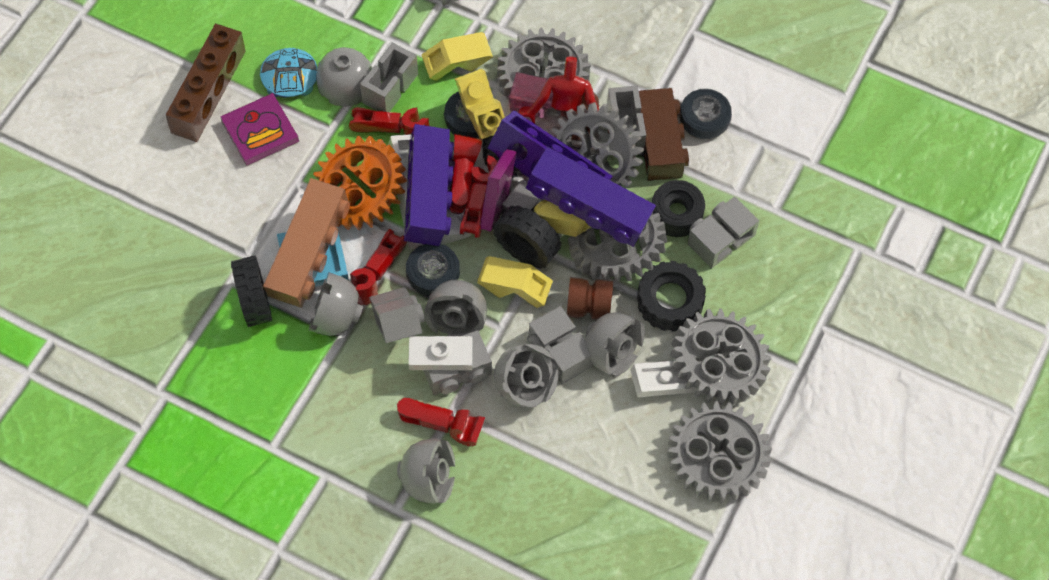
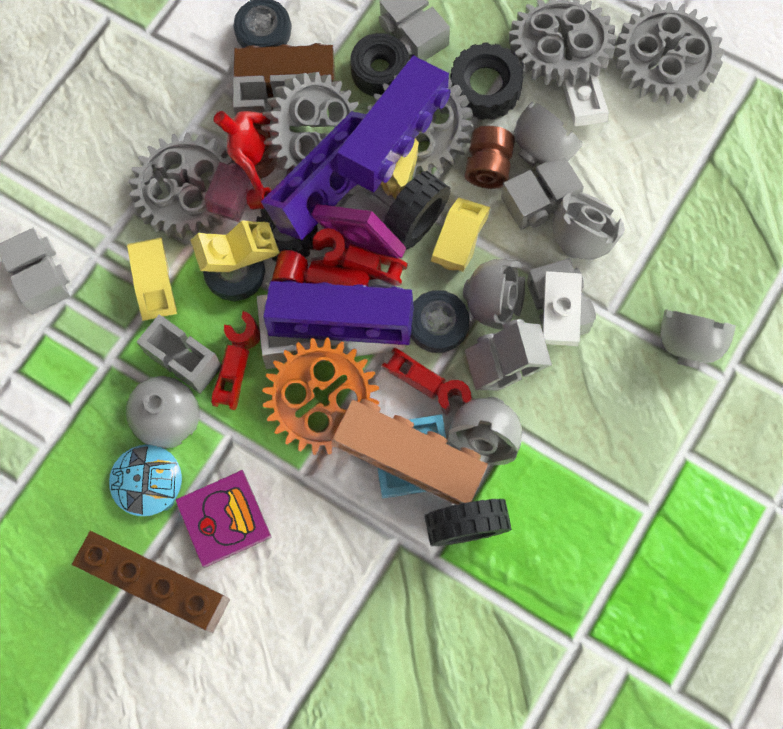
camera: 80 degrees left, 10 degrees up
(463, 427) = (633, 301): red piece -> none

